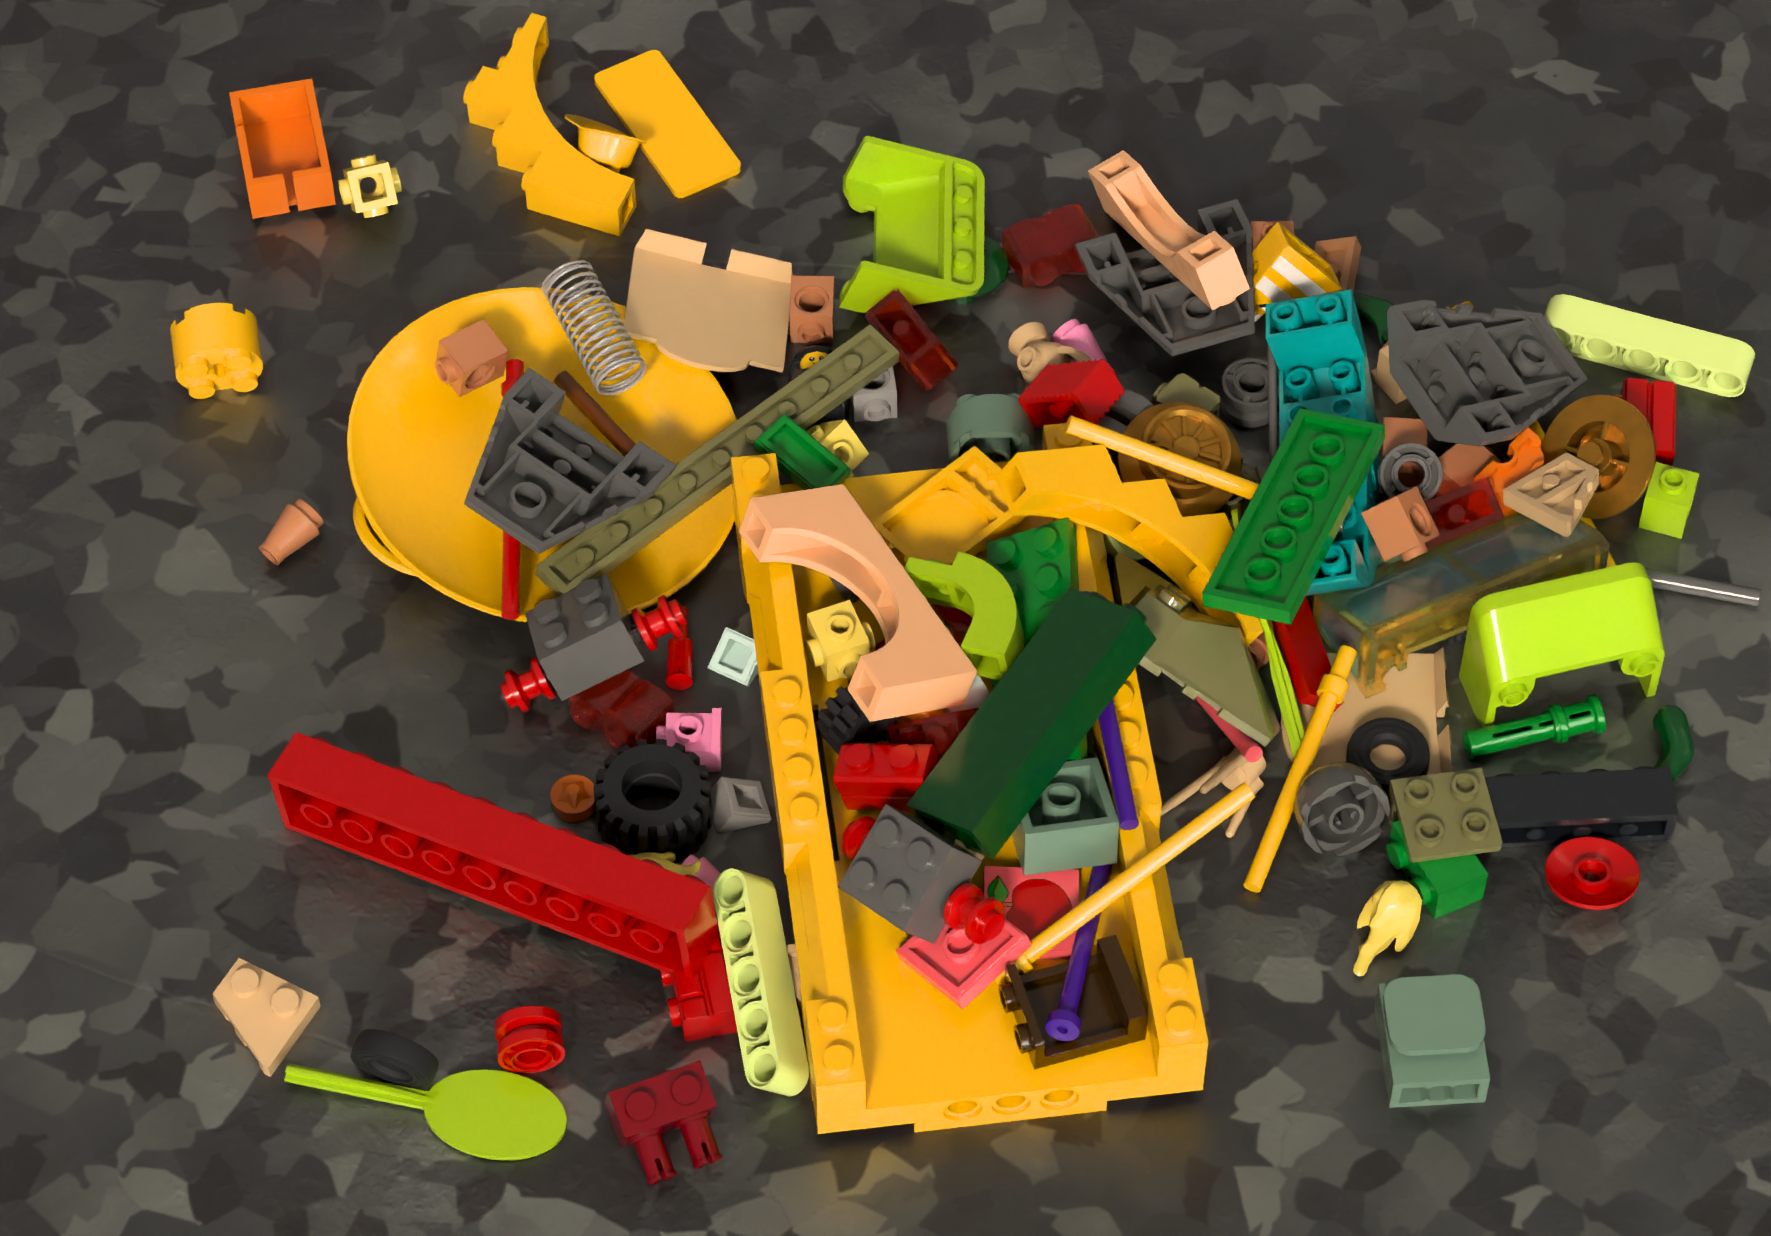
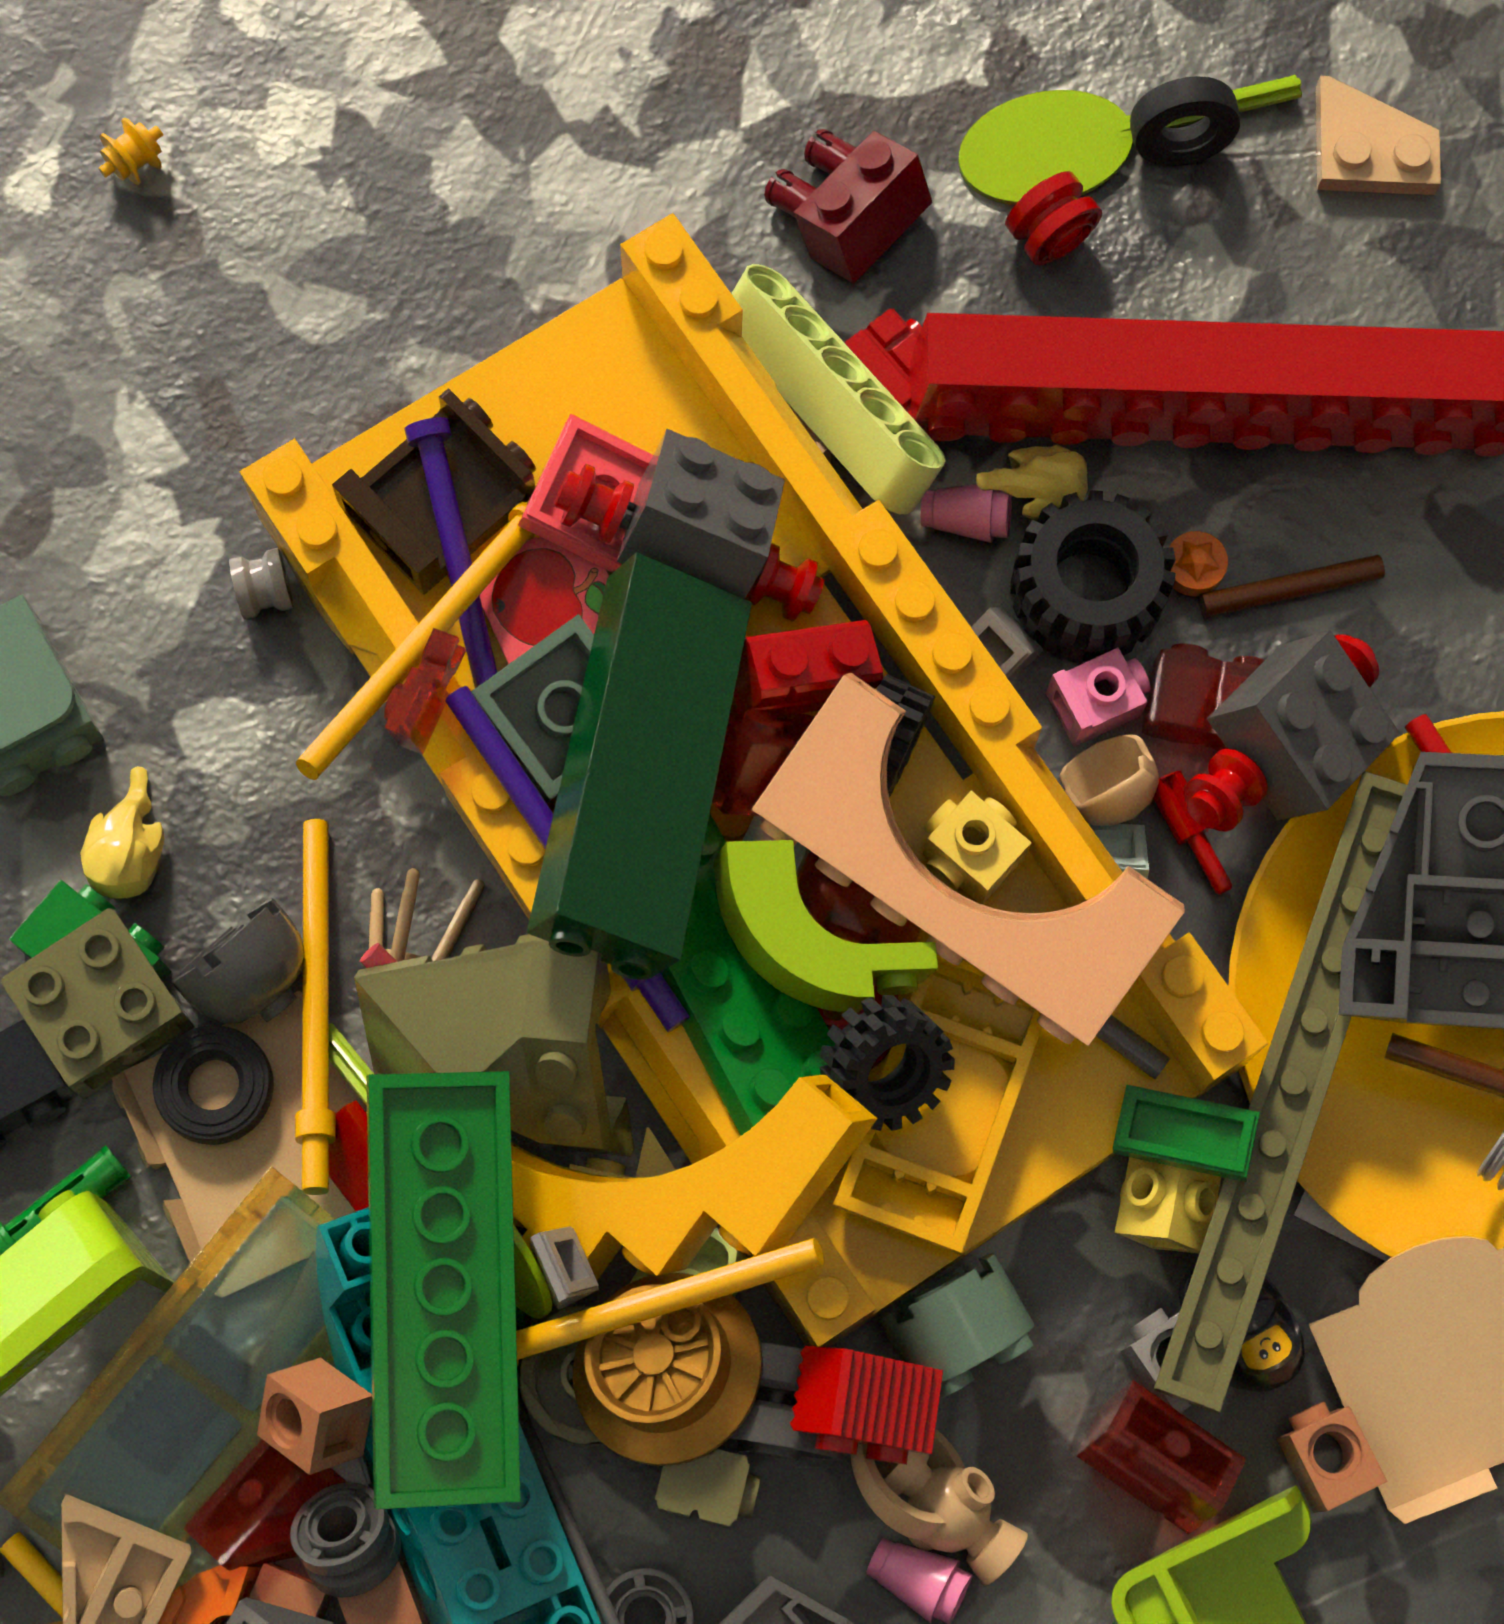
camera: 150 degrees right, 20 degrees up
(516, 759) = (1291, 586): none -> reddish brown bar
(719, 680) = (1111, 780): none -> tan hair
(968, 524) = (871, 1035): none -> black tyre
(1152, 828) = (419, 702): none -> clear red plate
(1217, 510) = (563, 1265): none -> light grey slope
(1223, 1040) = (261, 583): none -> light grey wheel

